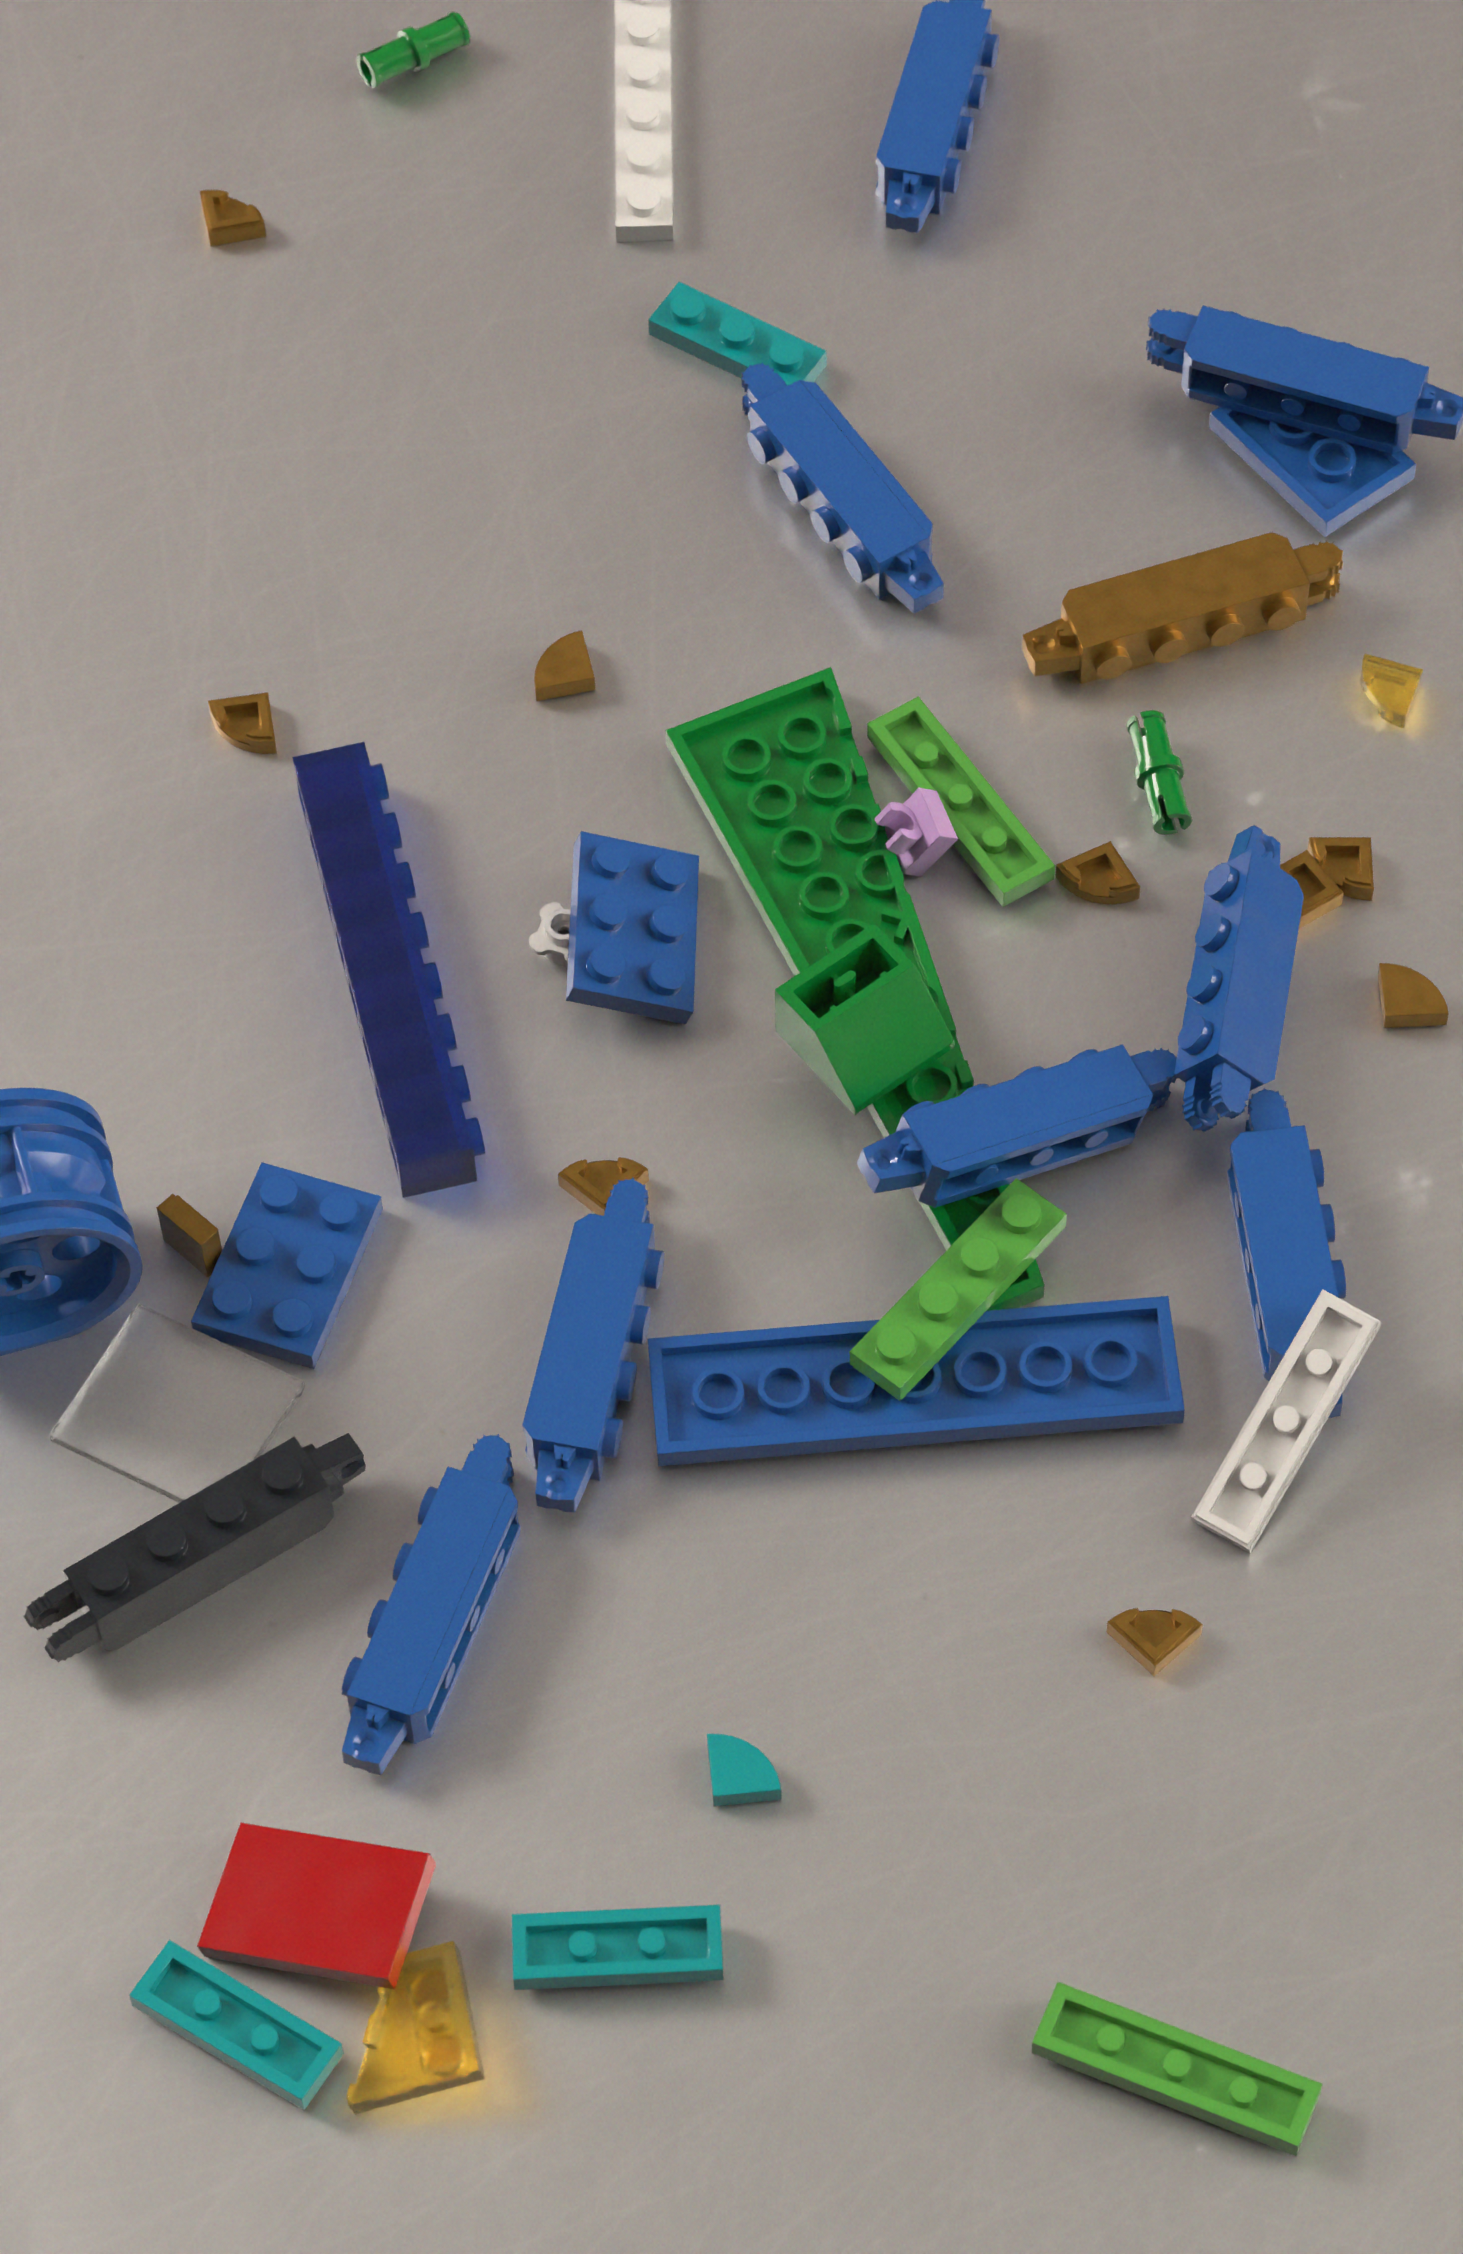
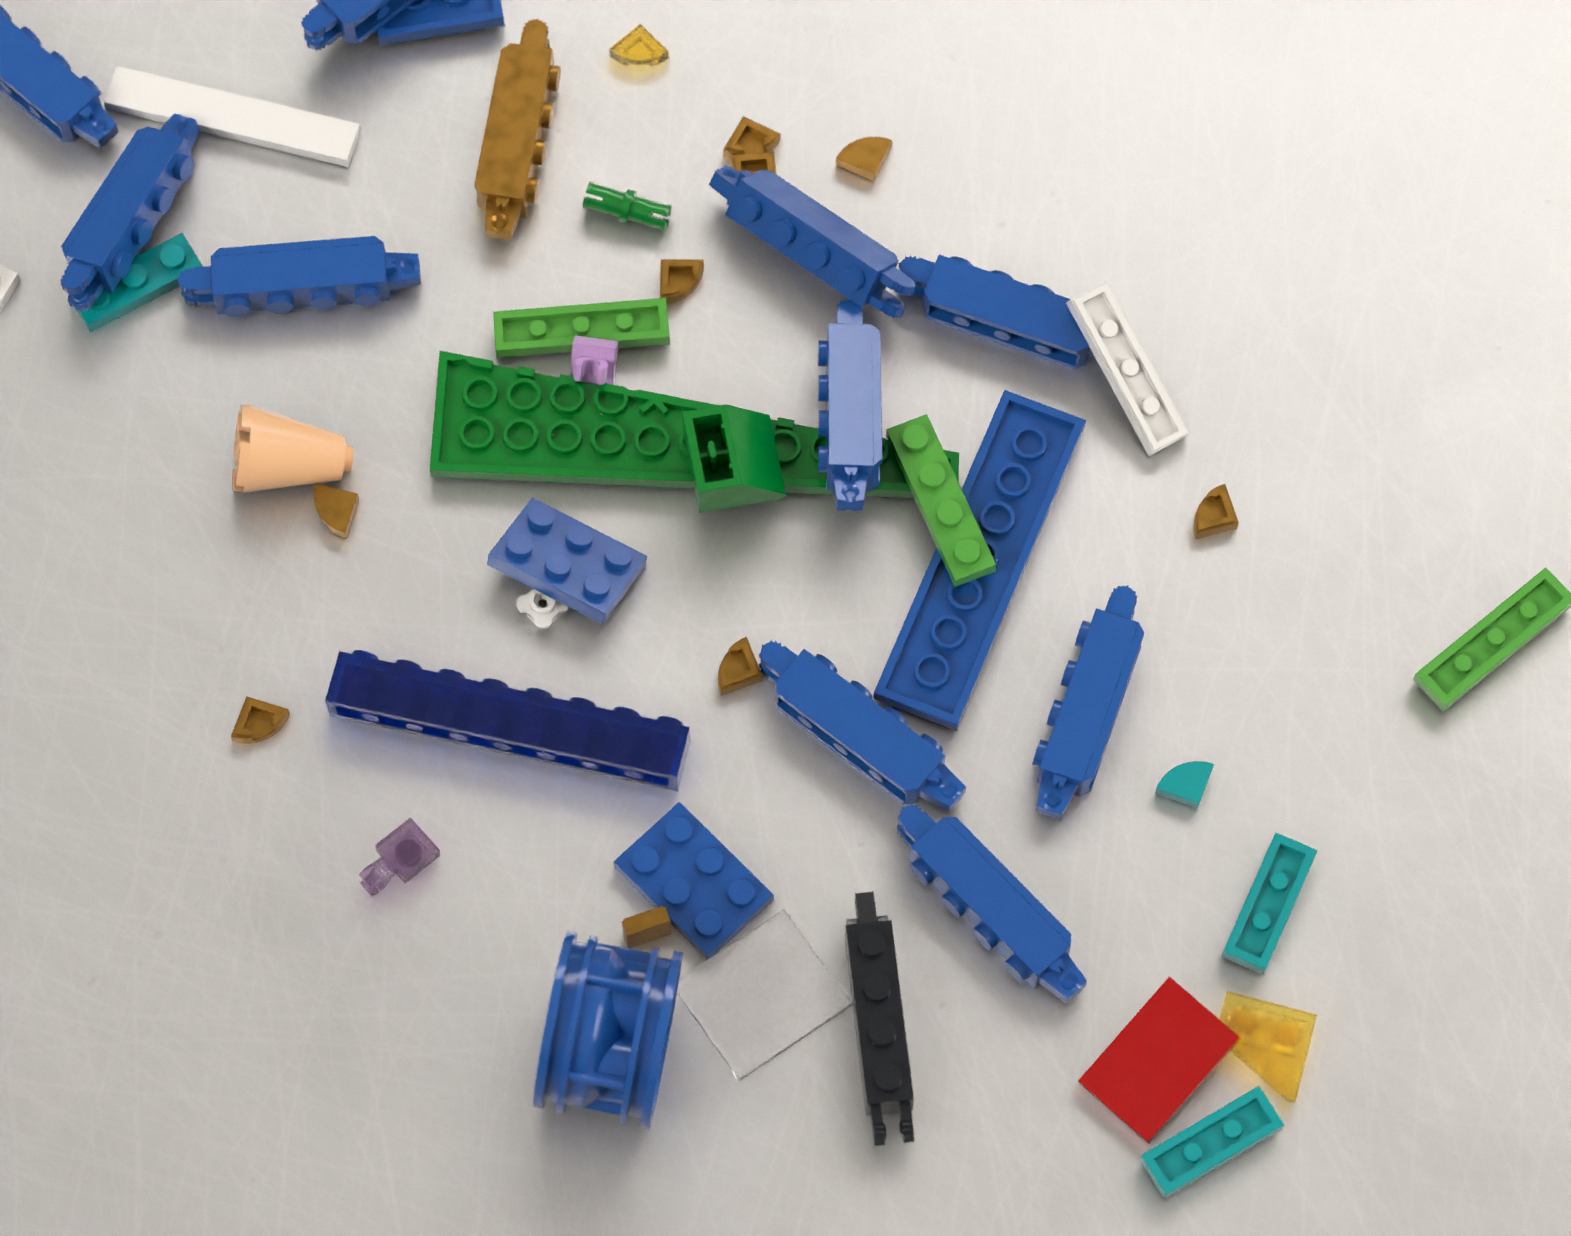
camera: 65 degrees left, 10 degrees up
(149, 941) = (402, 853): none -> clear purple plate
(592, 569) = (285, 452): none -> light nougat cone
(781, 1598) = (1090, 703): none -> blue hinge
(810, 276) = (127, 209): none -> blue hinge
(1015, 332) = (233, 116): none -> white tile

